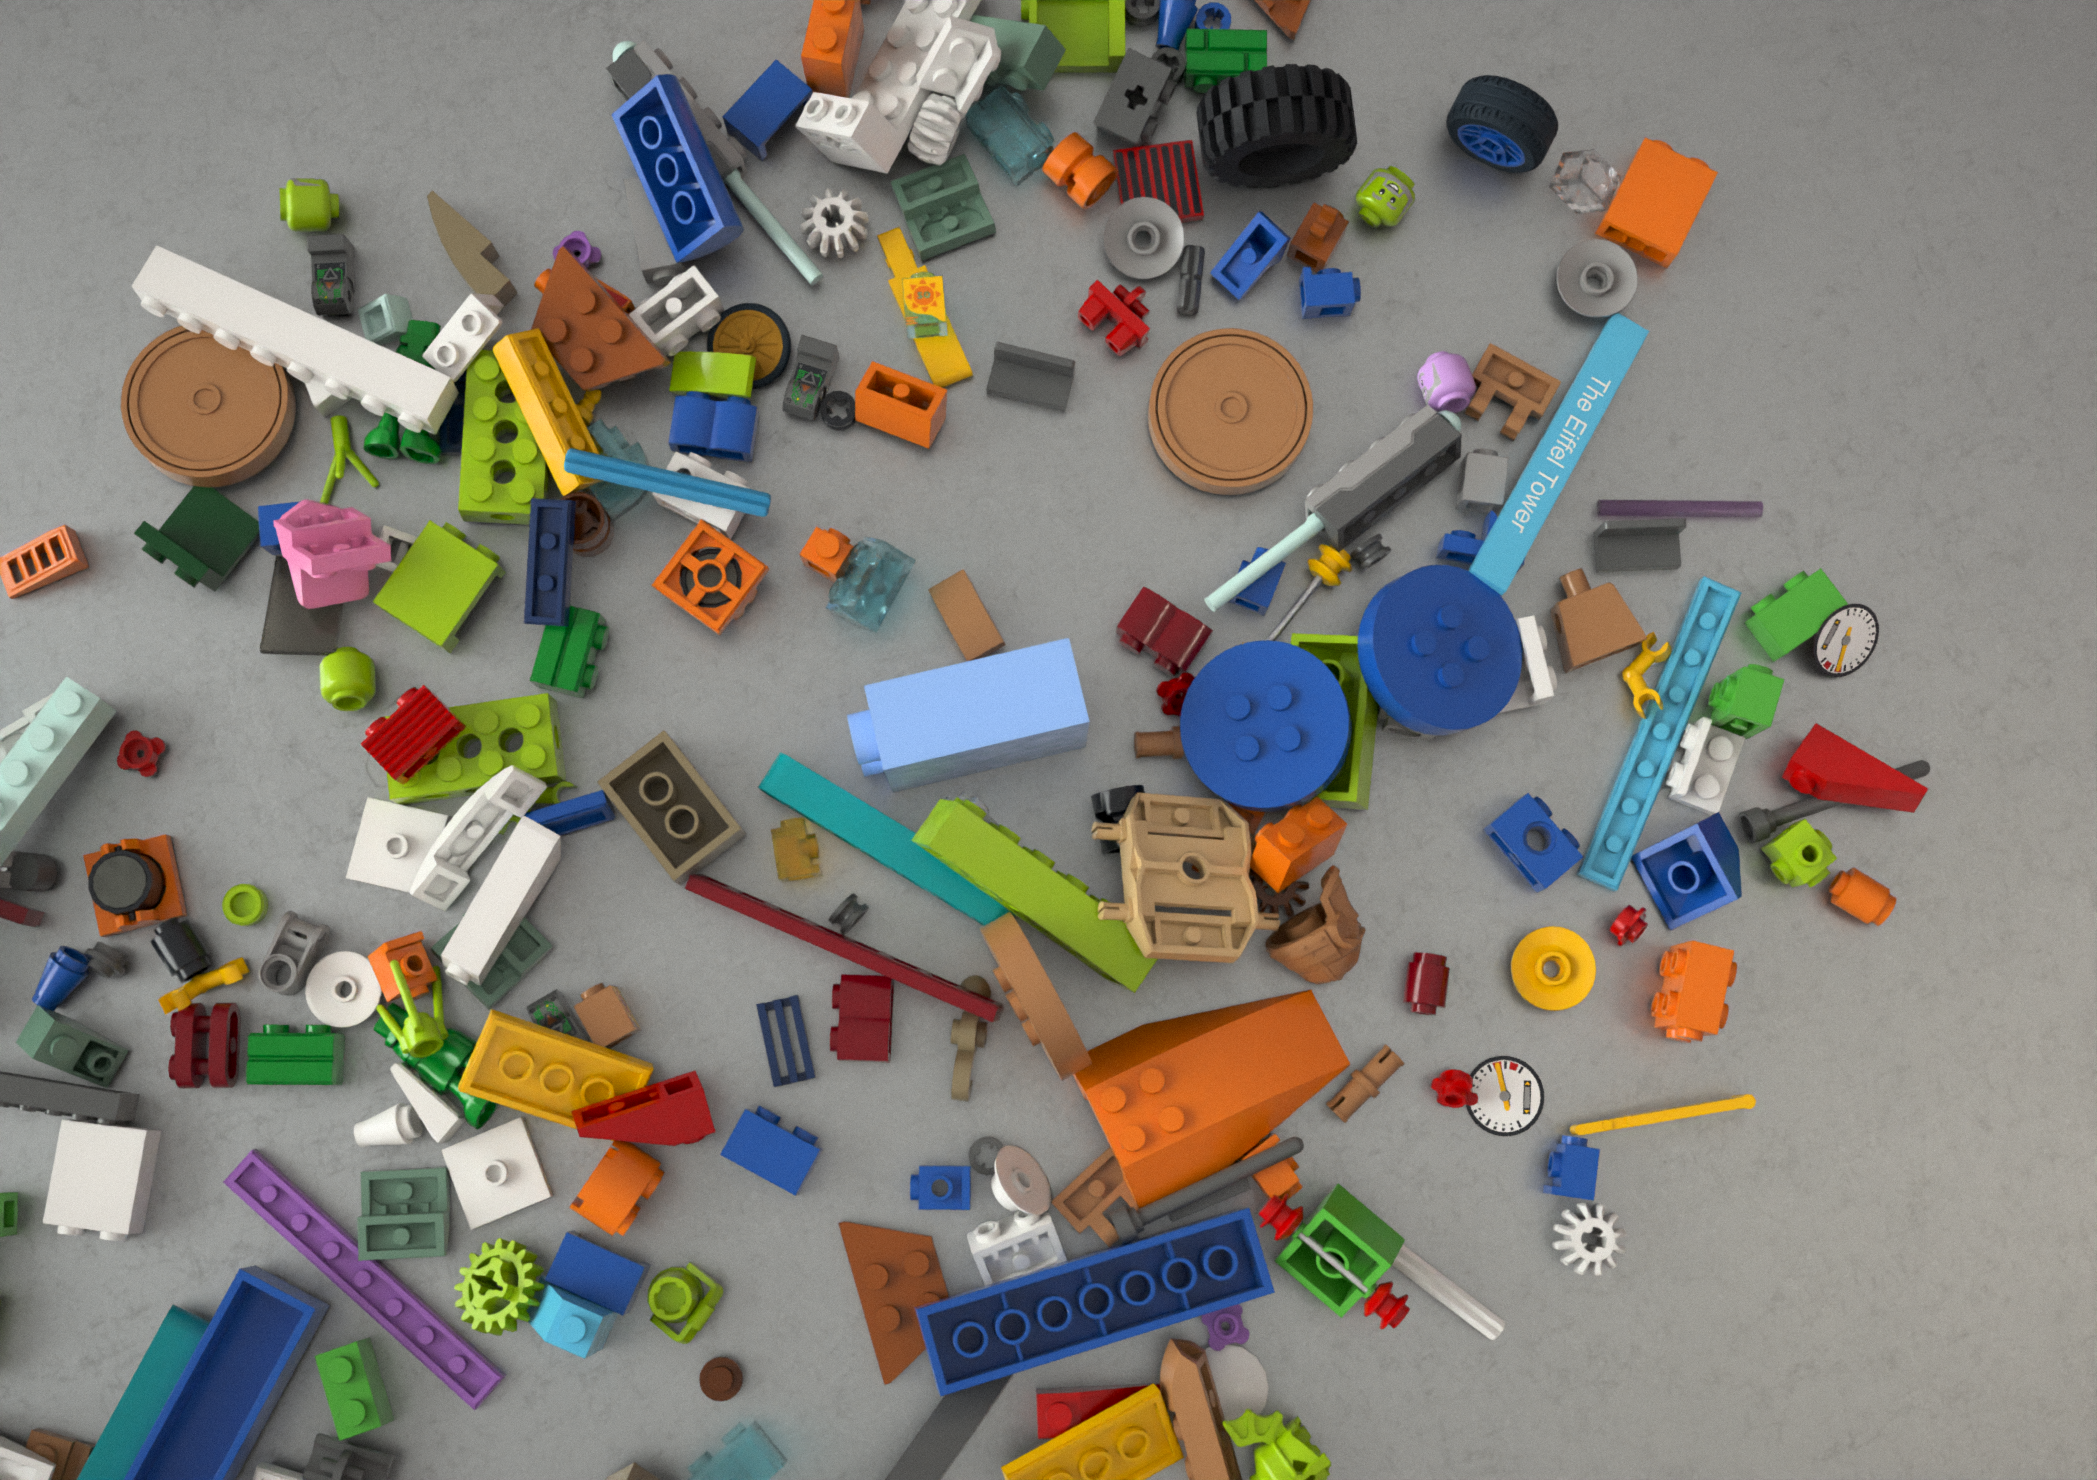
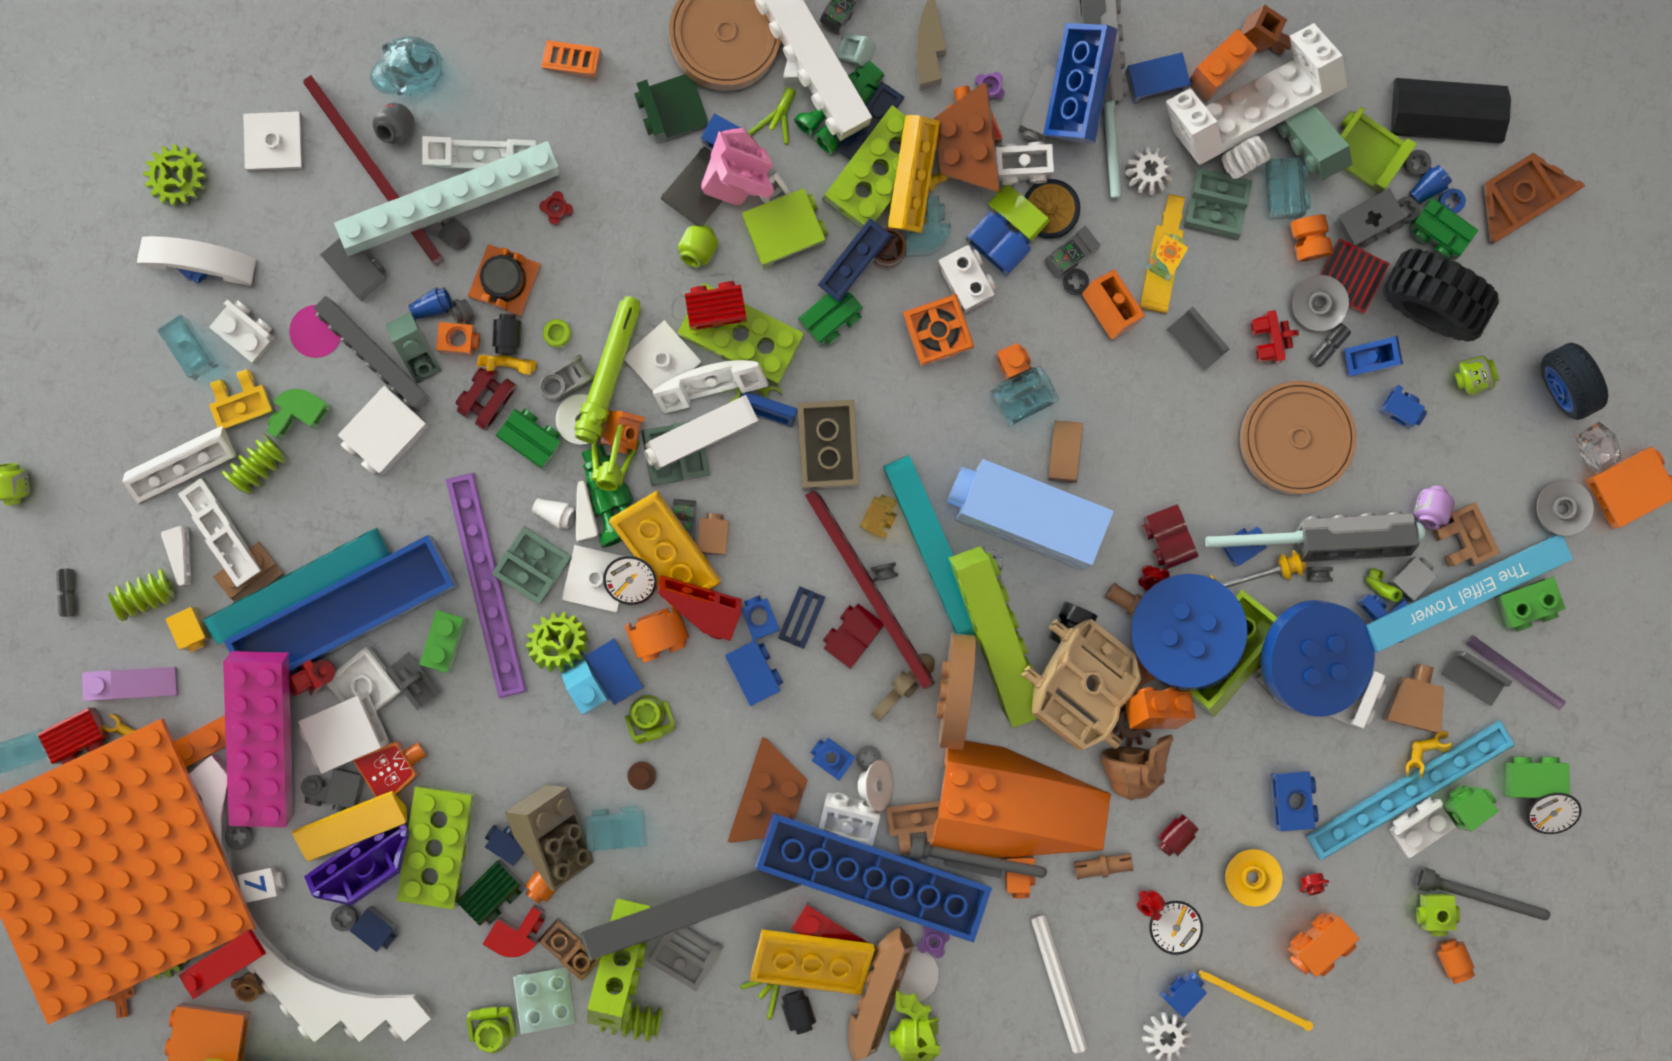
camera: 35 degrees right, 5 degrees up
(103, 1002) = (445, 335): none -> orange brick
(351, 964) = (595, 410): none -> lime cylinder
(465, 335) = (895, 97): white bracket -> none
(538, 1145) = (629, 580): none -> white sticker
(667, 482) = (951, 261): dark azure axle -> none
(752, 1083) = (765, 629): none -> blue brick
(960, 61) = (1286, 132): white bracket -> none
(1318, 237) = (1421, 371): dark orange brick -> none
(1339, 1253) = (1023, 946): bright green brick -> none
(1457, 518) = (1385, 590): none -> lime arm
(1638, 415) = (1530, 603): none -> bright green brick
(1692, 871) = (1371, 879): blue slope -> none
(1846, 774) = (1496, 886): red slope -> none

